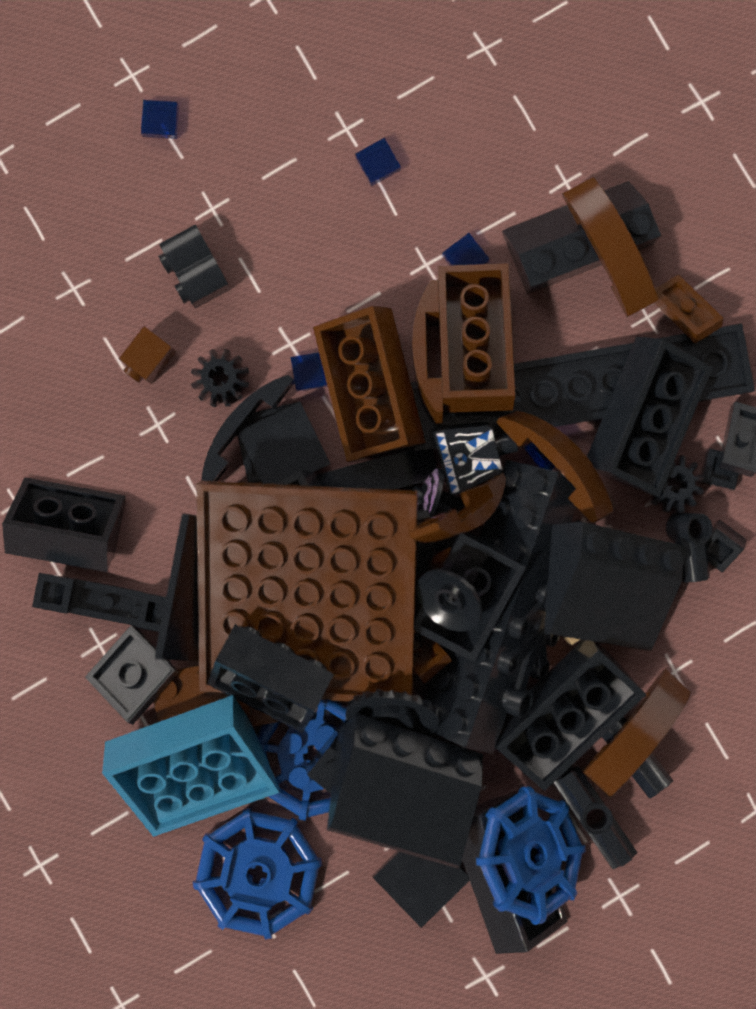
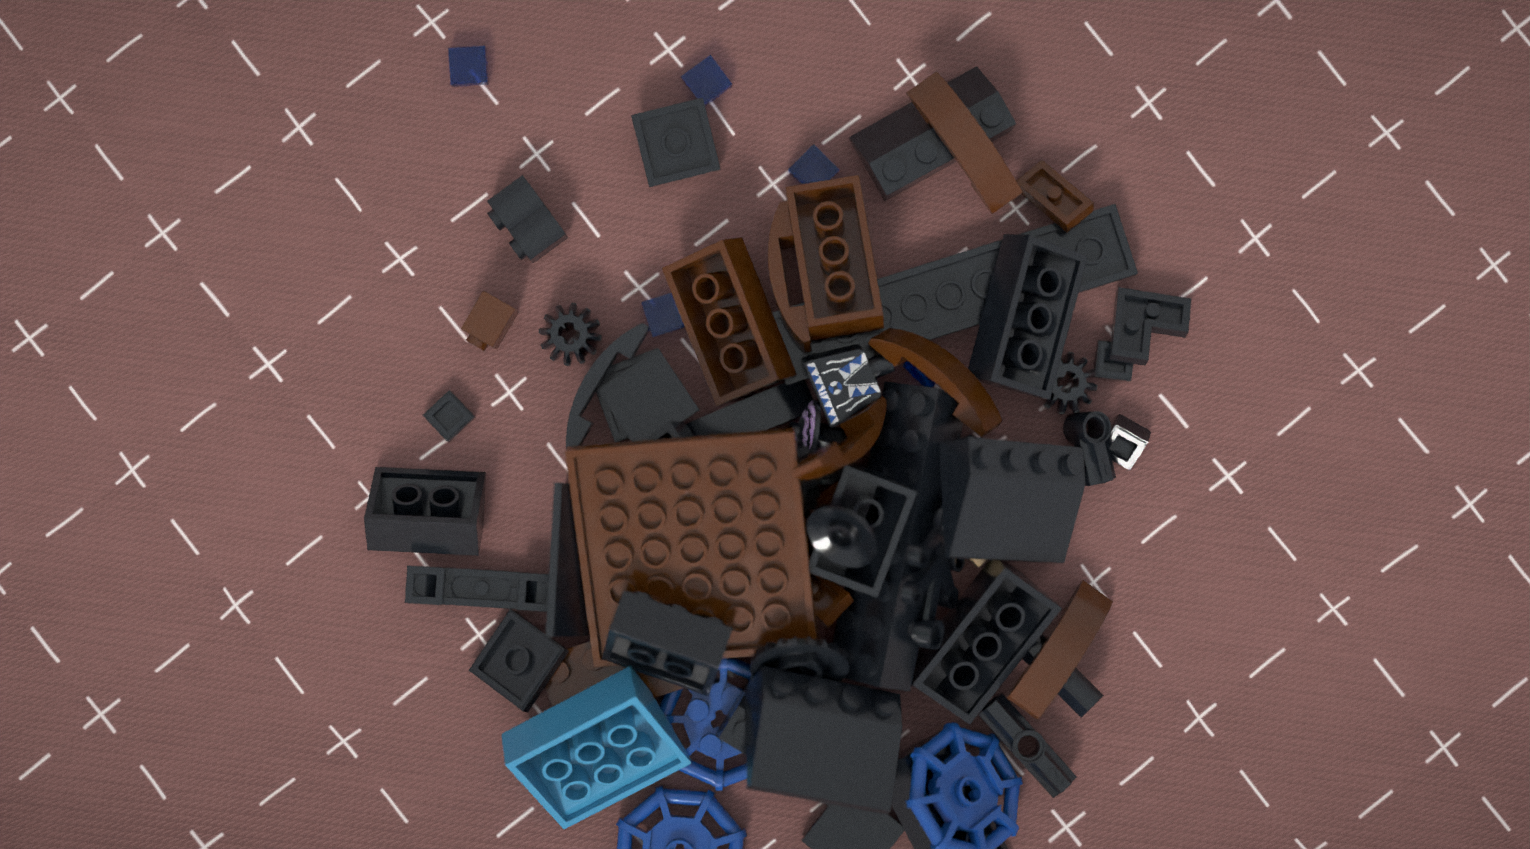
camera: 10 degrees left, 0 degrees up
(98, 439) = (449, 416): none -> black tile
(341, 213) = (675, 142): none -> black plate

